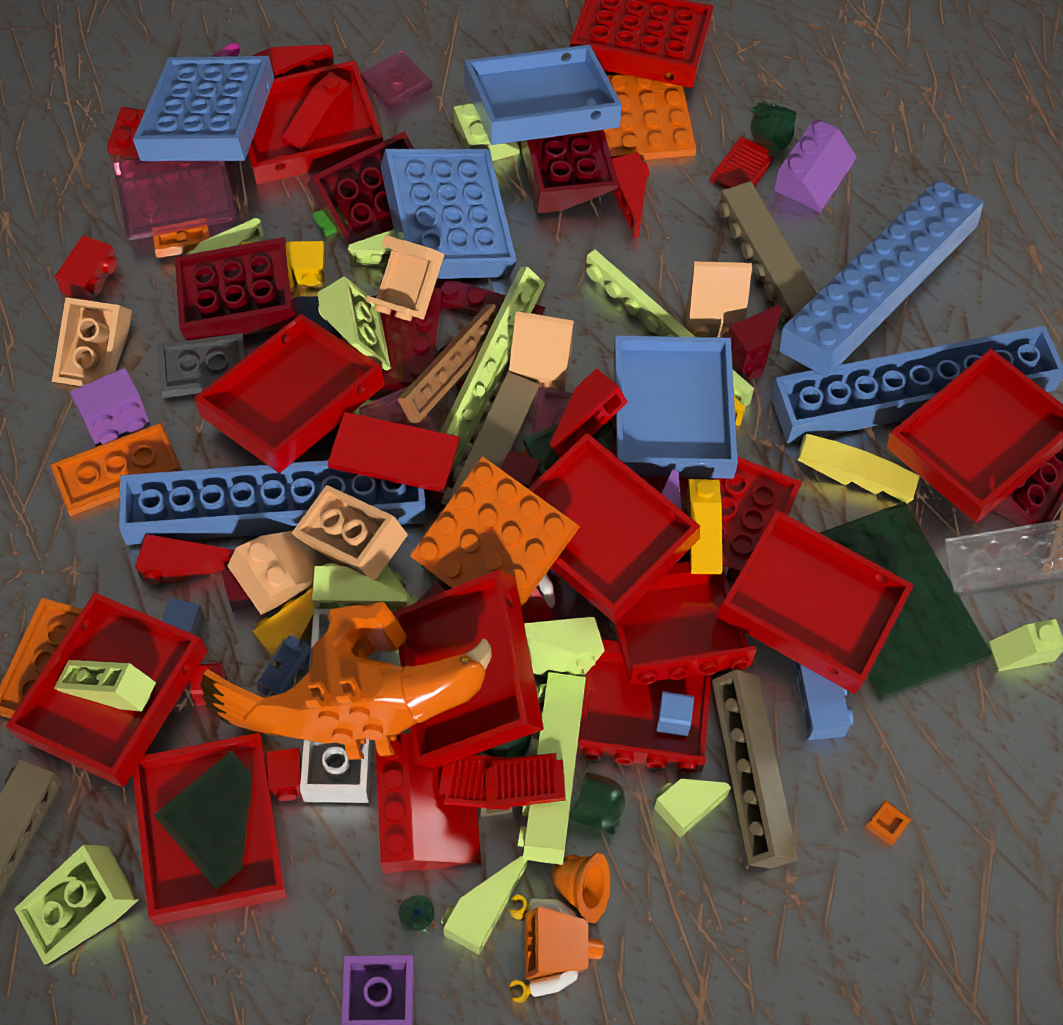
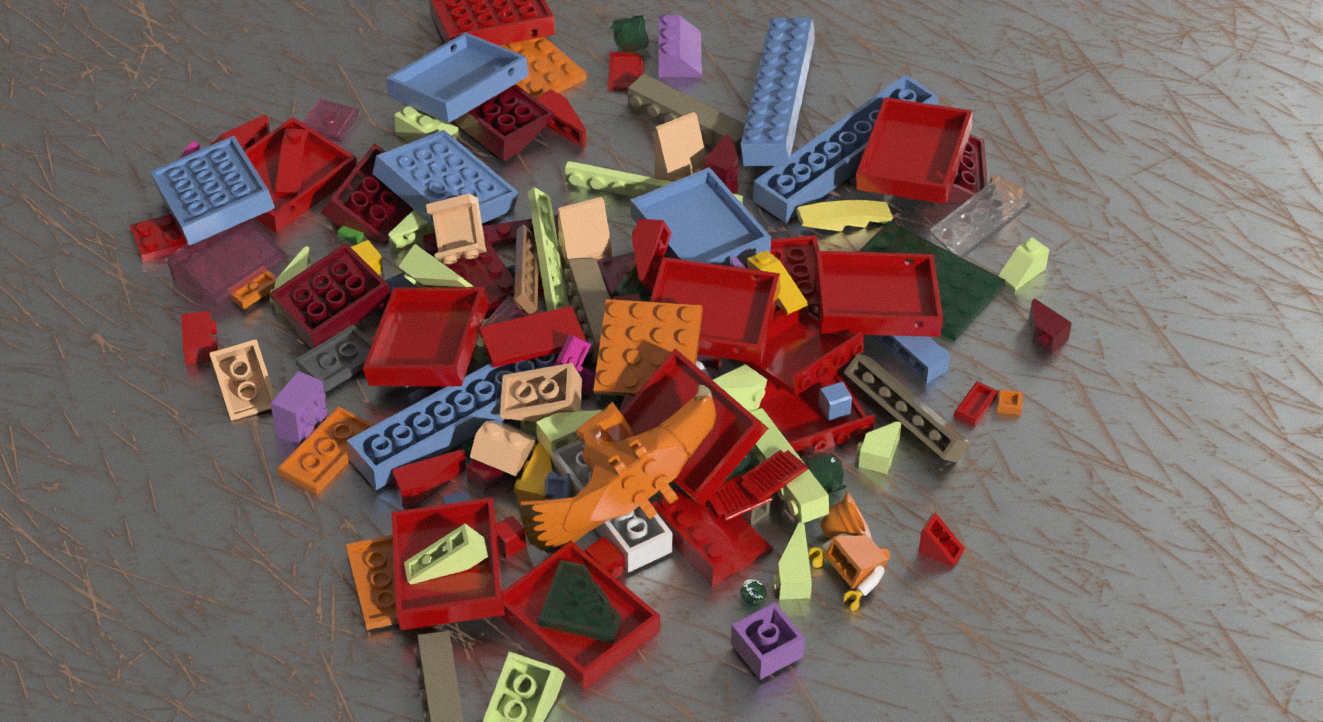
camera: 30 degrees left, 15 degrees down
(411, 507) = (574, 352): none -> dark pink tile
(676, 972) = (939, 542): none -> red slope
(846, 802) = (975, 403): none -> red tile
(999, 747) = (1048, 327): none -> dark red slope

